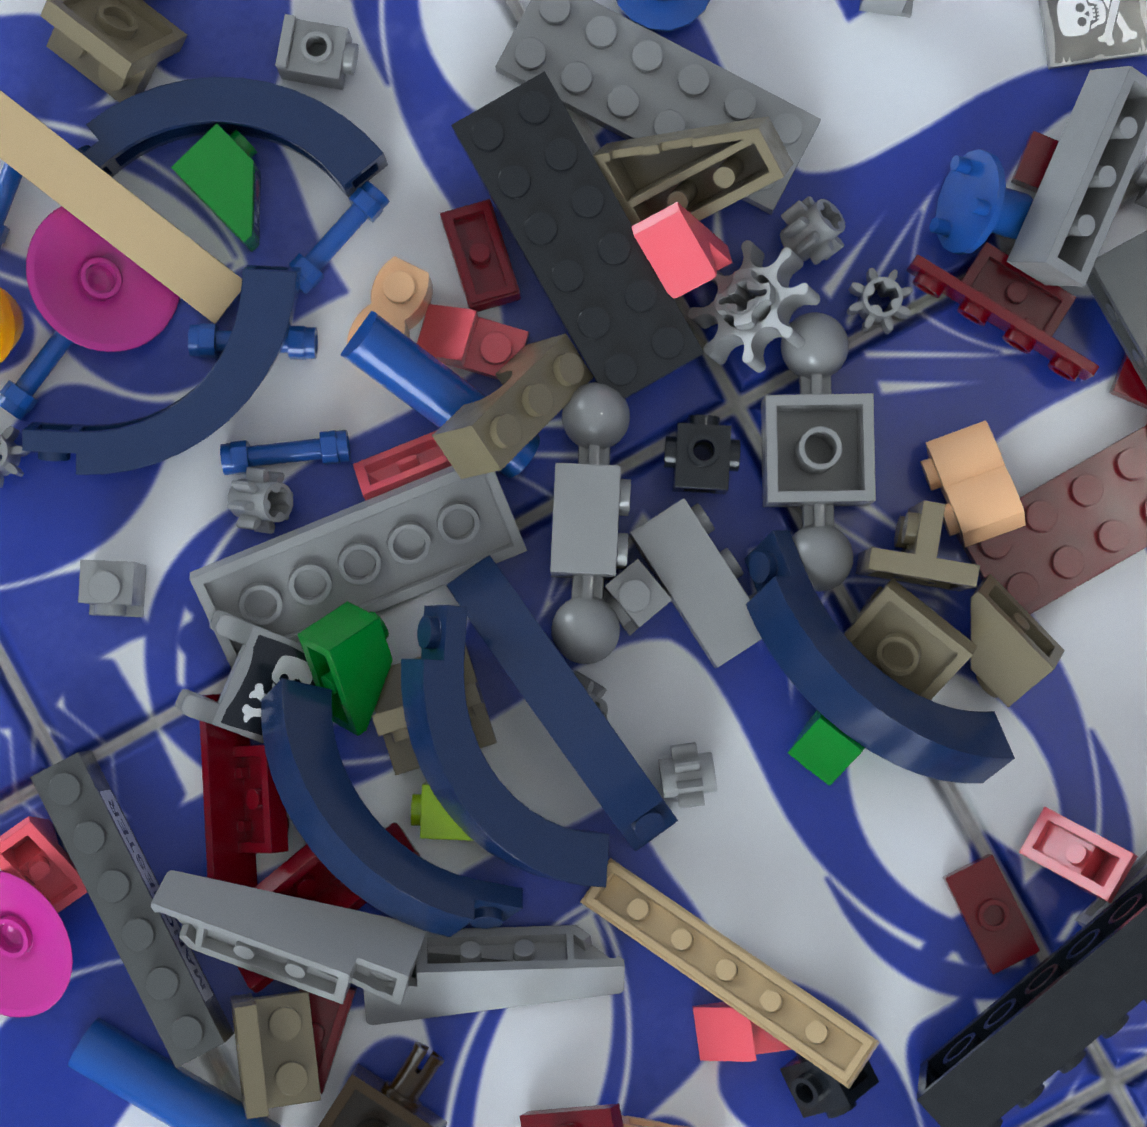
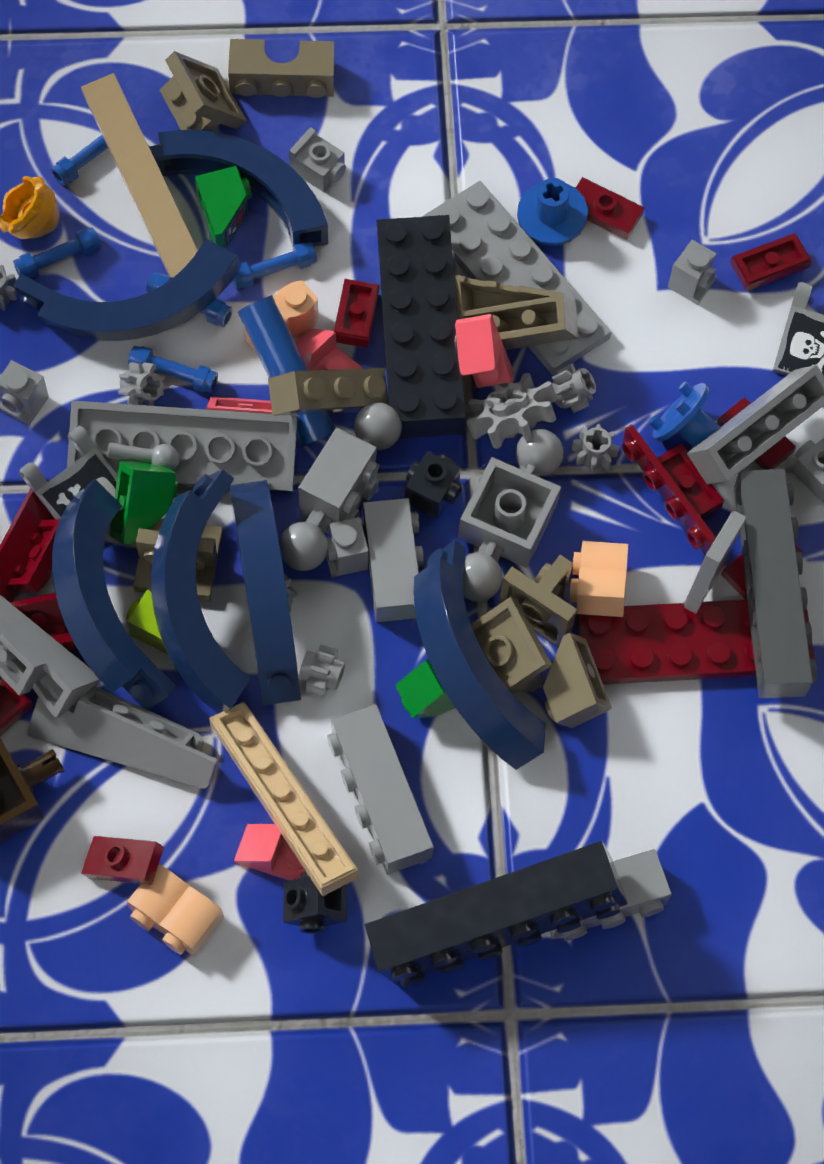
camera: 20 degrees right, 20 degrees down
(92, 288) = (109, 222): dark pink hat -> none
(342, 593) = (162, 455): none -> light grey bar
(835, 891) = (381, 789): none -> light grey brick
(991, 914) = (479, 851): dark red plate -> none
(1078, 855) = (553, 833): coral slope -> none
(1112, 401) = (714, 561): none -> light grey tile

